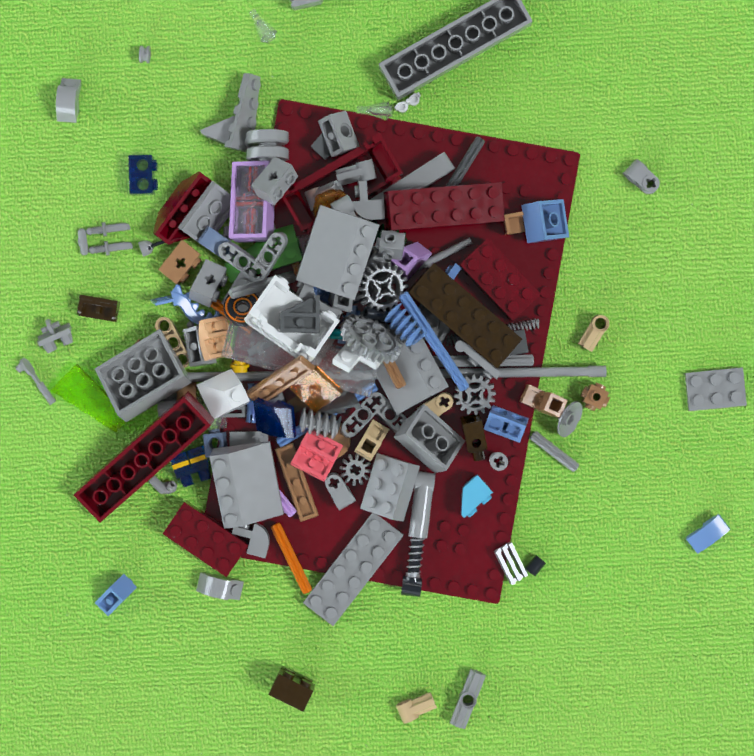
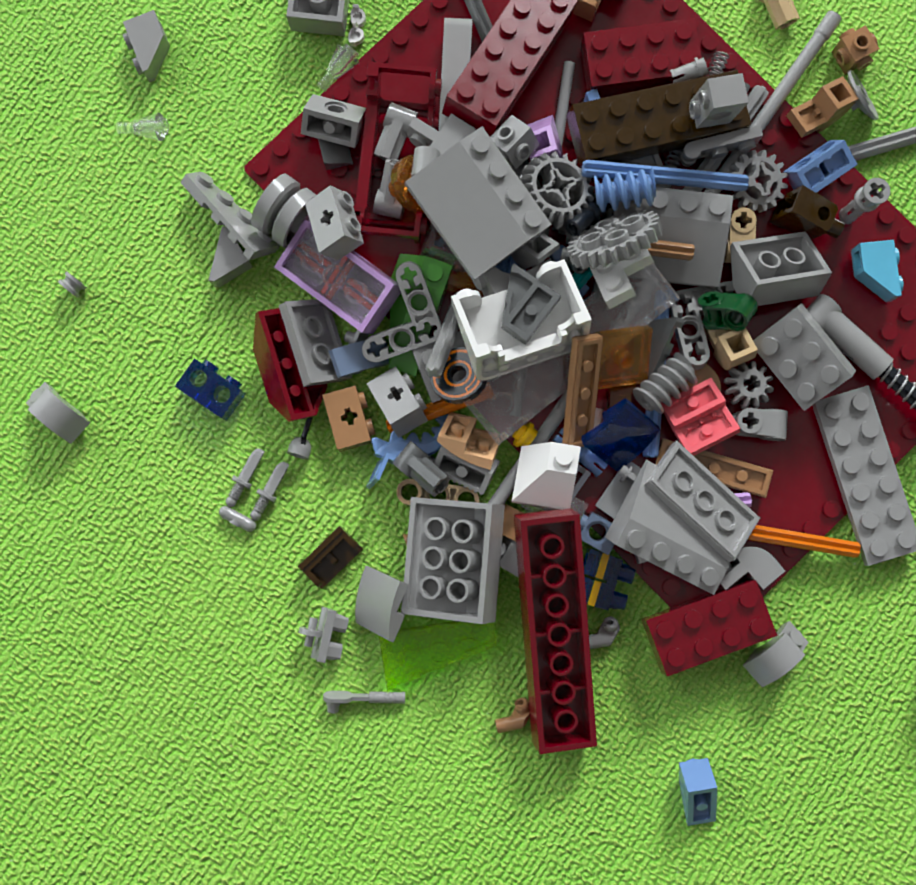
camera: 55 degrees left, 5 degrees down
(84, 472) = (517, 719): none -> medium nougat arm
(92, 352) = (378, 603): none -> light grey slope
(180, 318) = (416, 465): none -> dark grey piece
(269, 487) = (702, 501): none -> light grey tile
(383, 427) = (728, 311): none -> dark green piece
(486, 341) = (719, 100): none -> light grey brick
(505, 314) = (691, 70): none -> light grey pin

